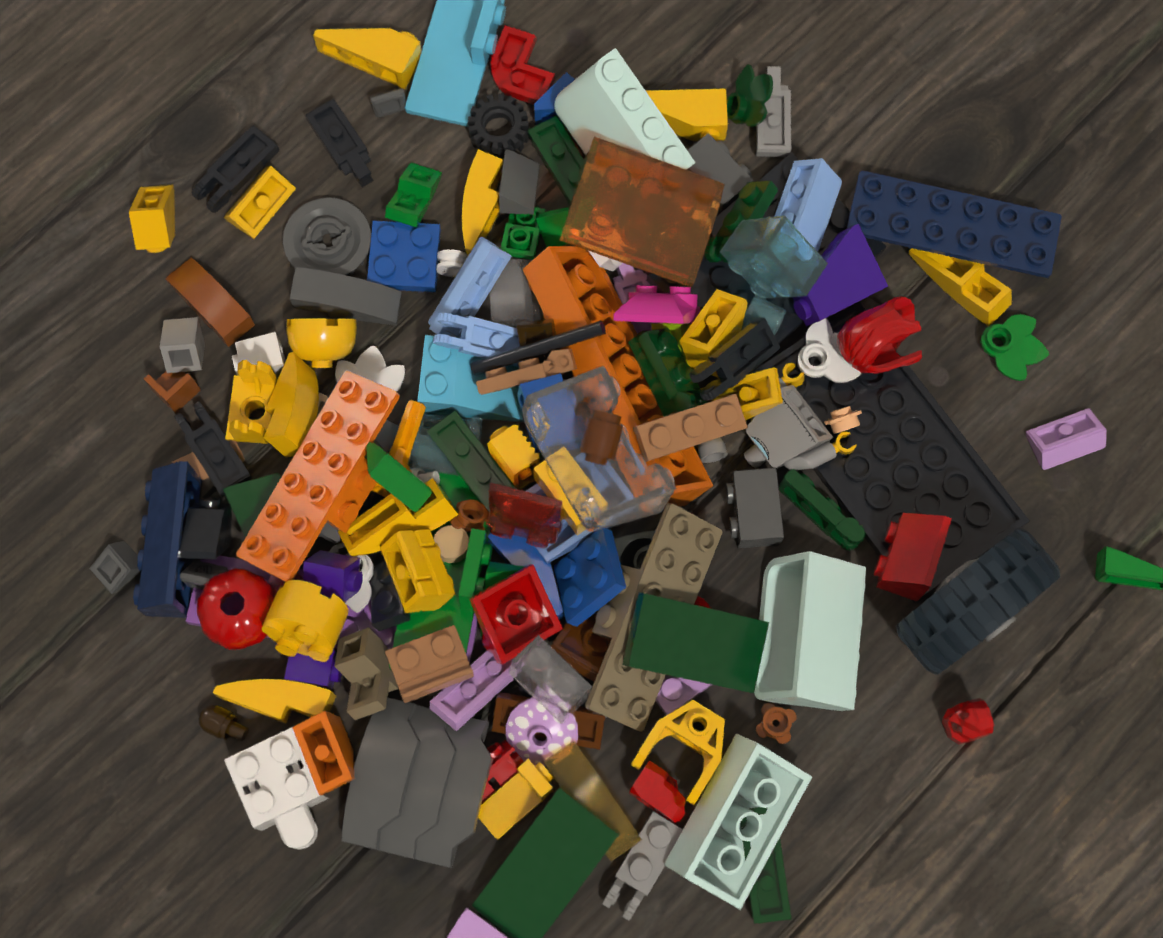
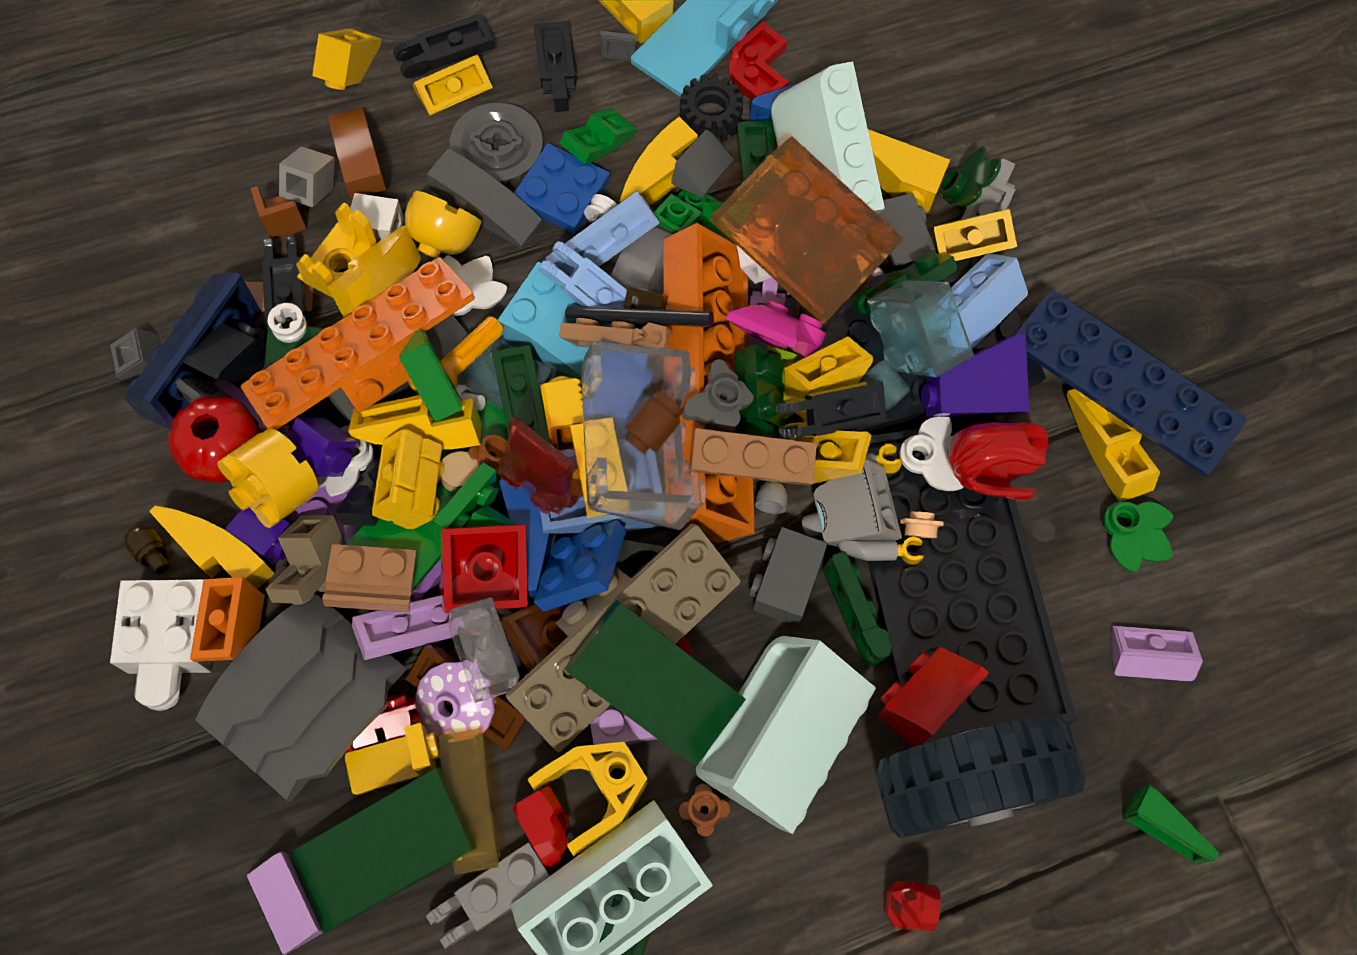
camera: 20 degrees right, 5 degrees down
(231, 482) = (277, 317): none -> white bush
(639, 402) = (708, 405): none -> dark grey animal
(778, 150) = (976, 235): none -> yellow brick

